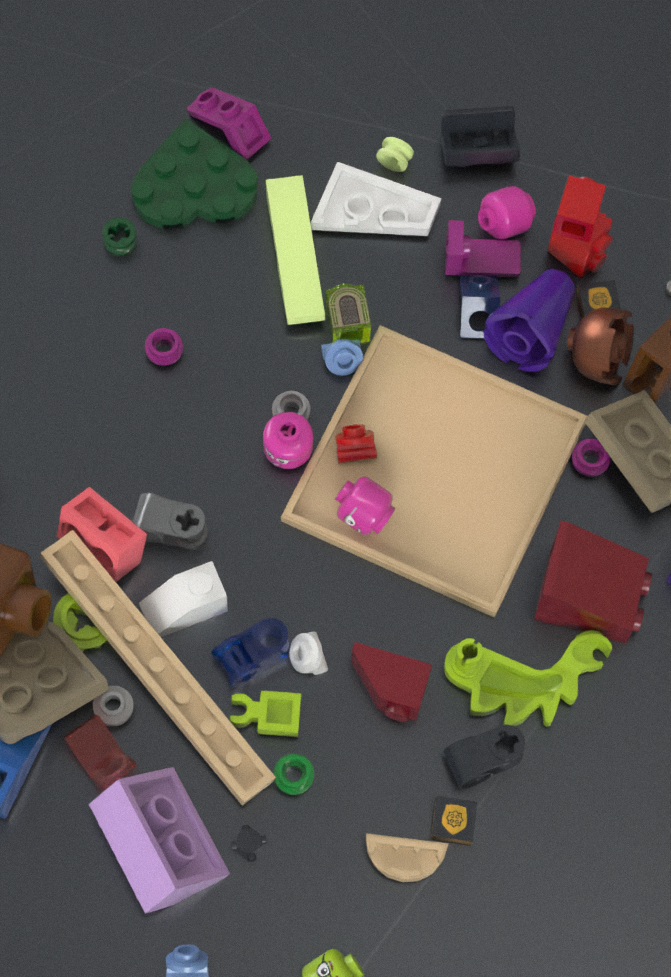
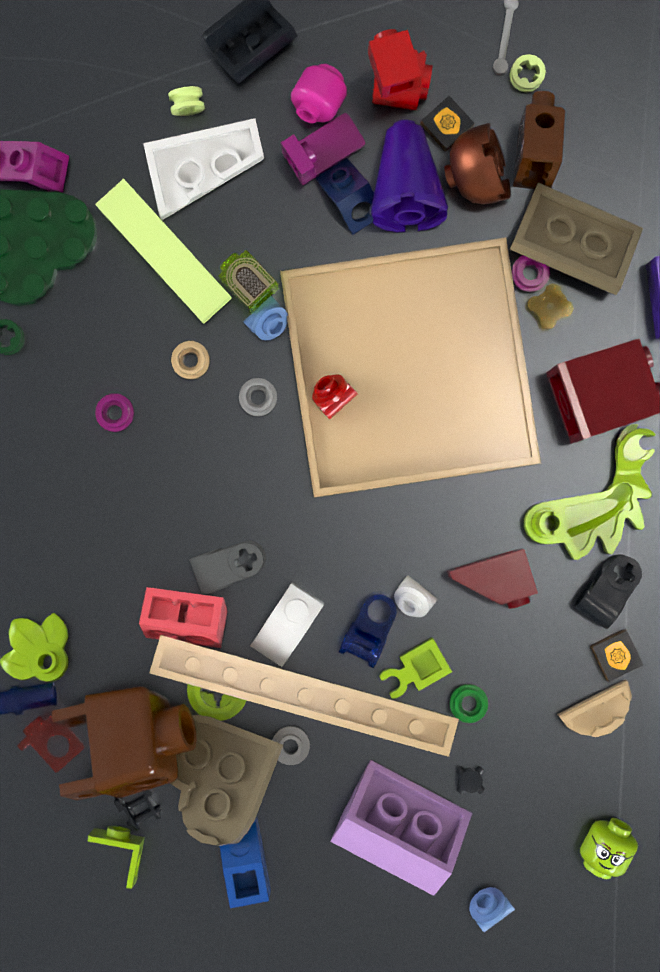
camera: 25 degrees left, 20 degrees up
(99, 752) = (310, 793): clear red bracket -> none
(256, 336) = (182, 351): none -> tan plate
(288, 440) = (289, 437): dark pink head -> none
(364, 505) = (378, 446): dark pink head -> none
(596, 484) = (561, 306): none -> clear yellow plate

